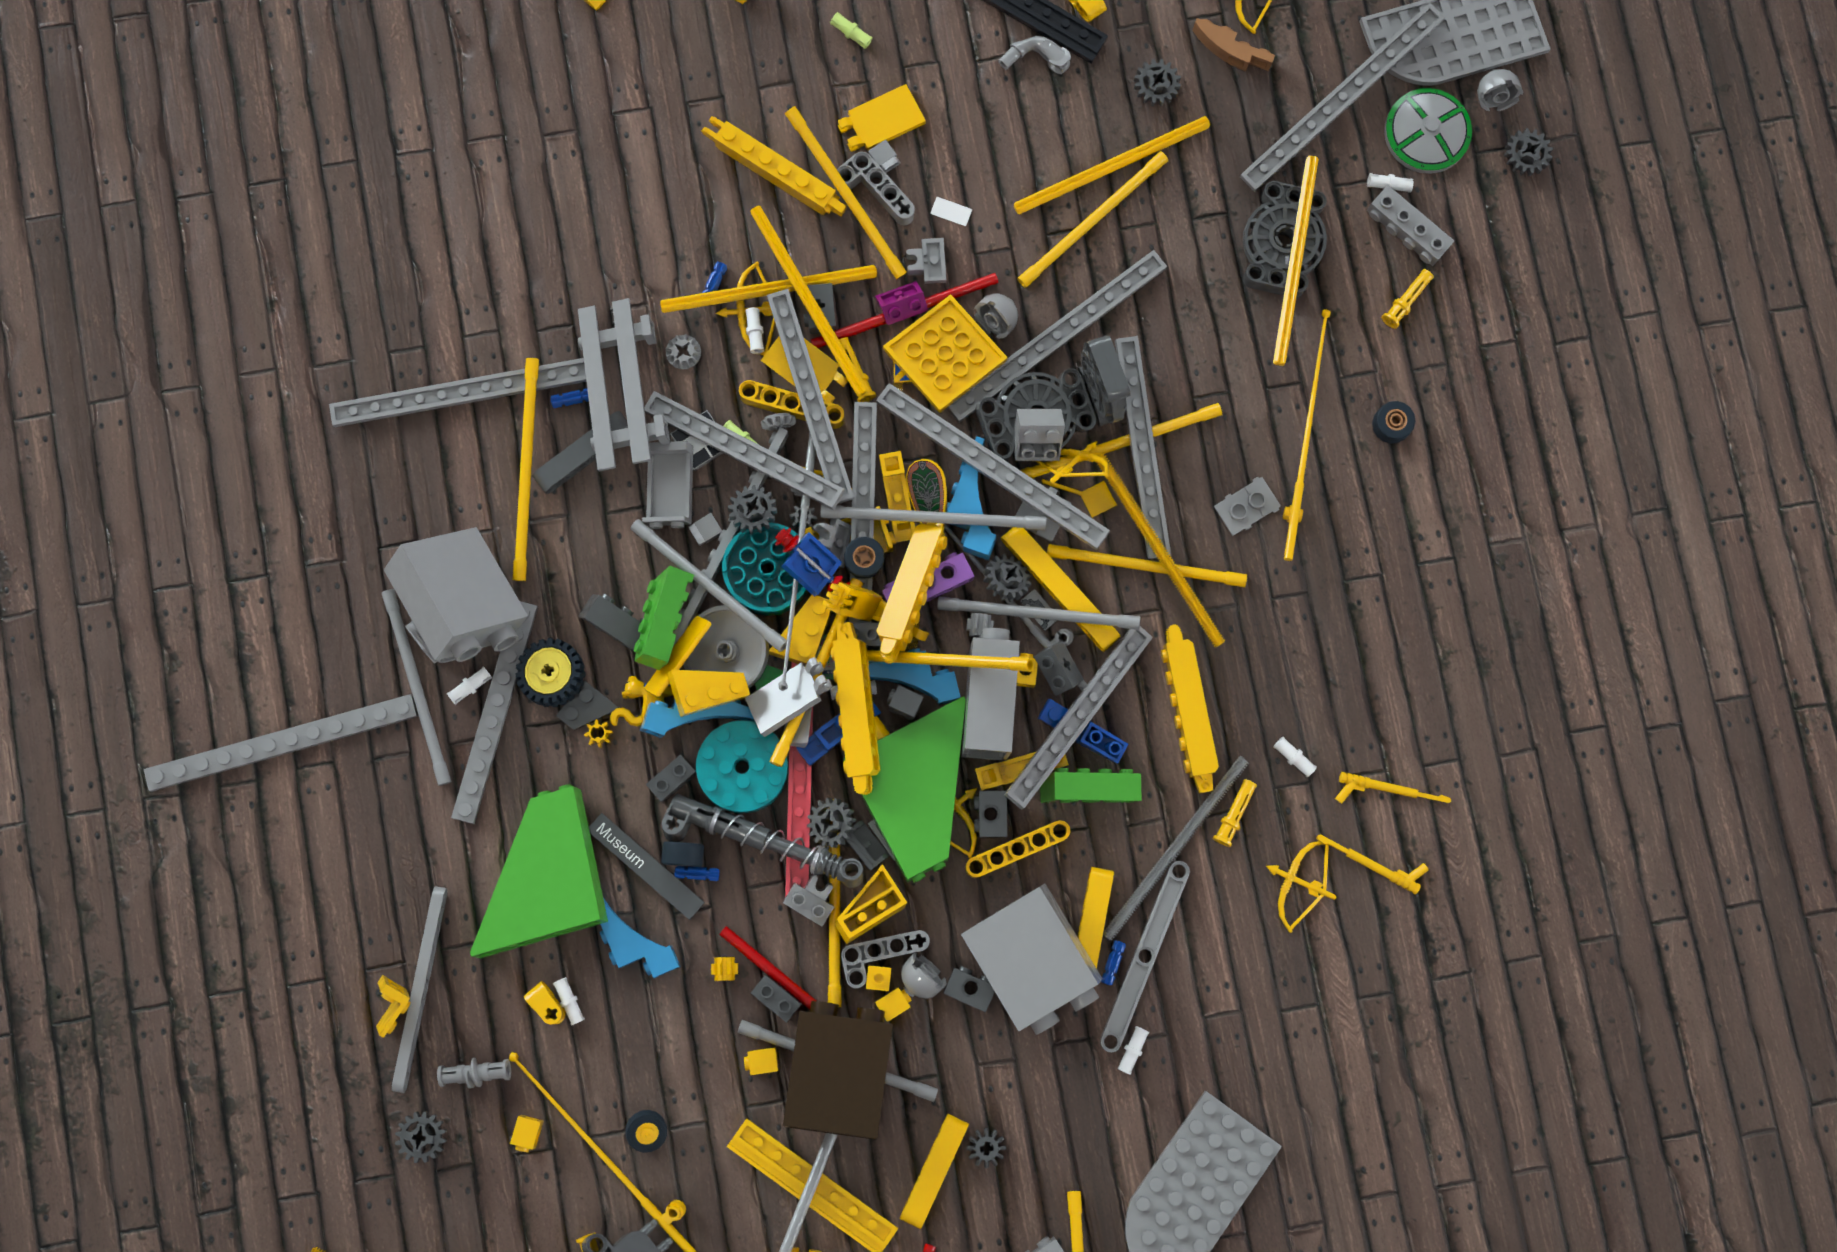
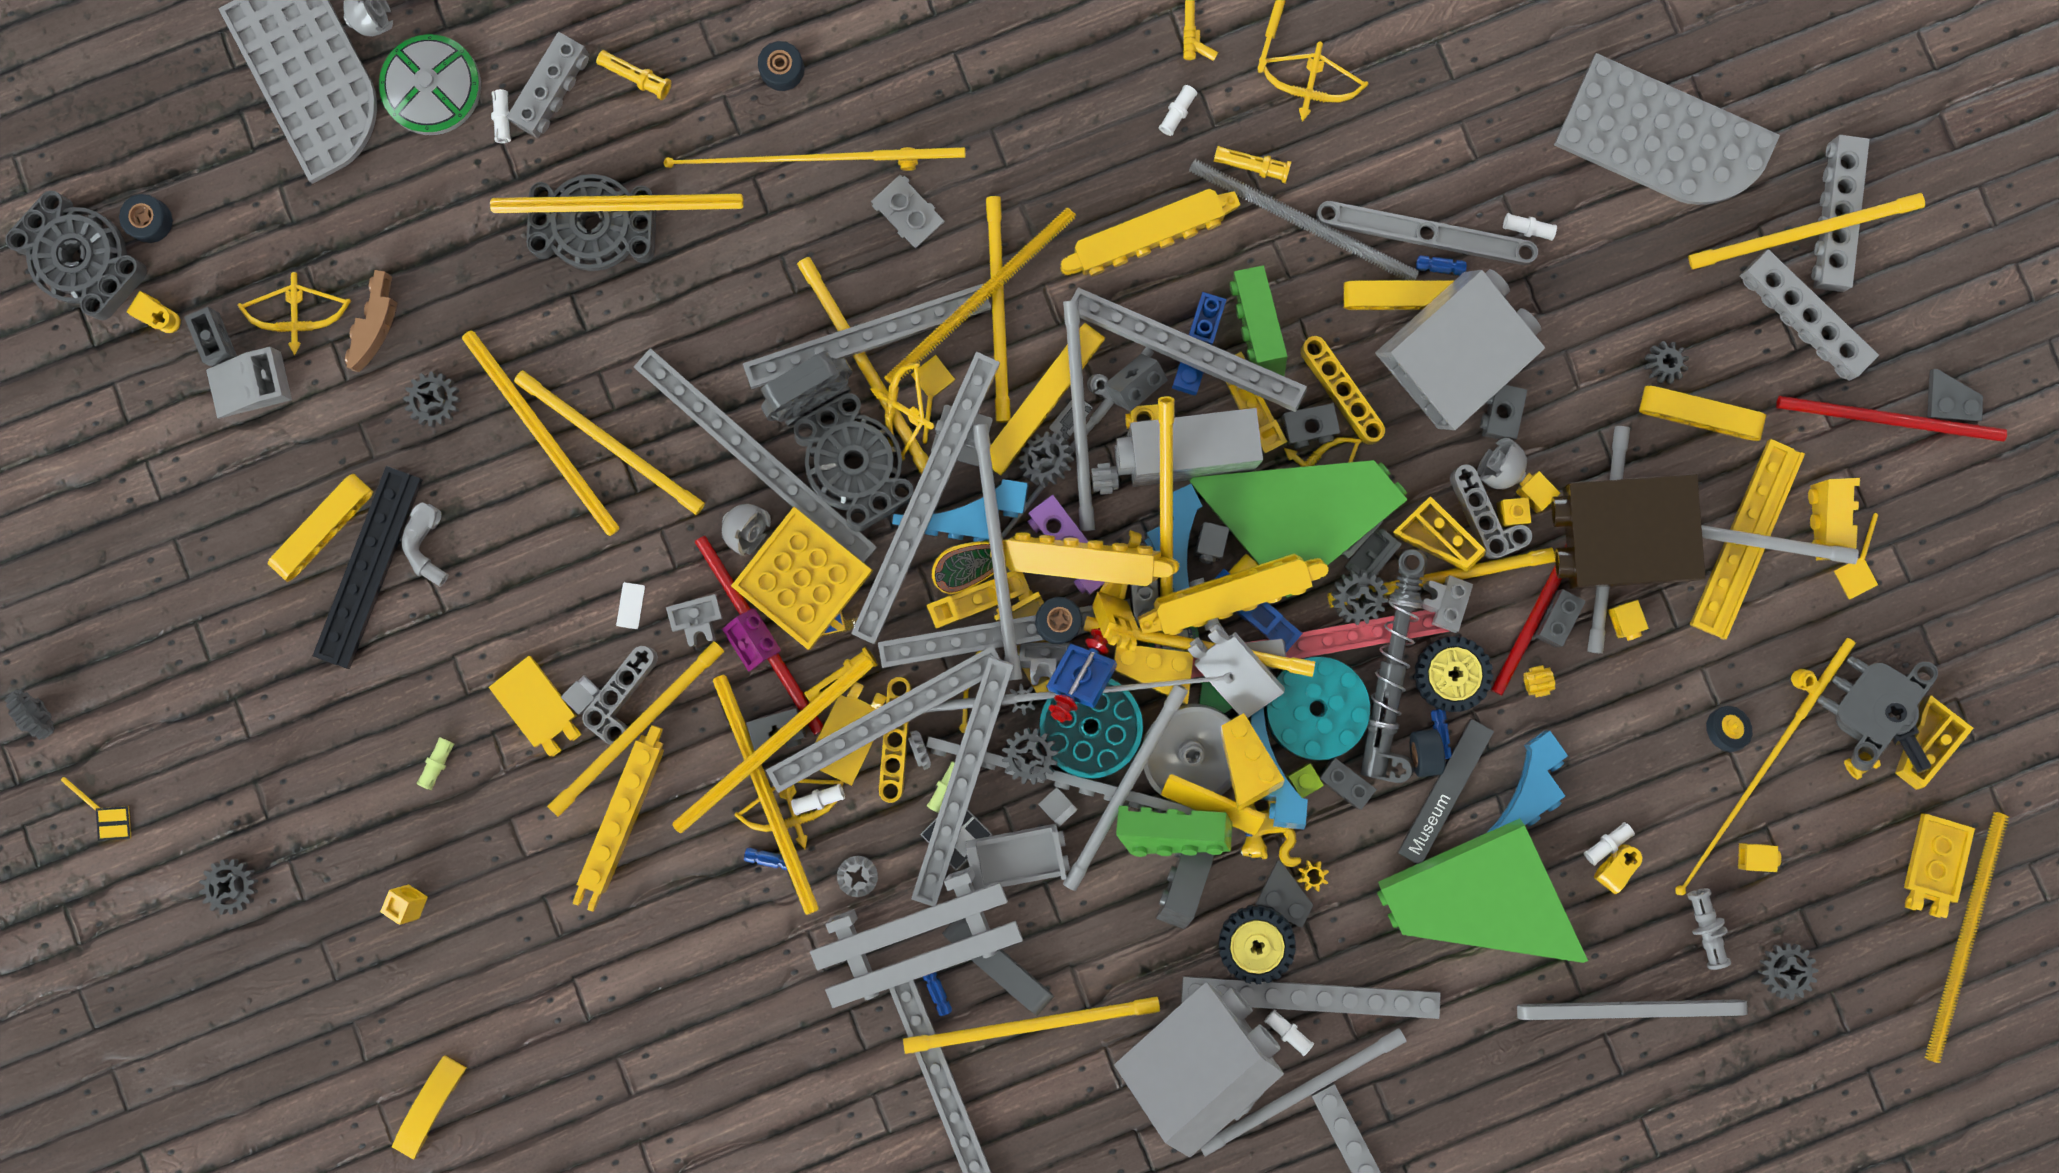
camera: 90 degrees left, 5 degrees up
(399, 1004) = (1648, 1034): yellow bracket -> none
(681, 742) = (1304, 780): none -> lime brick
(762, 885) = (1464, 690): none -> wheel
(1038, 434) = (879, 452): light grey slope -> none
(1342, 97) = (410, 185): light grey plate -> none

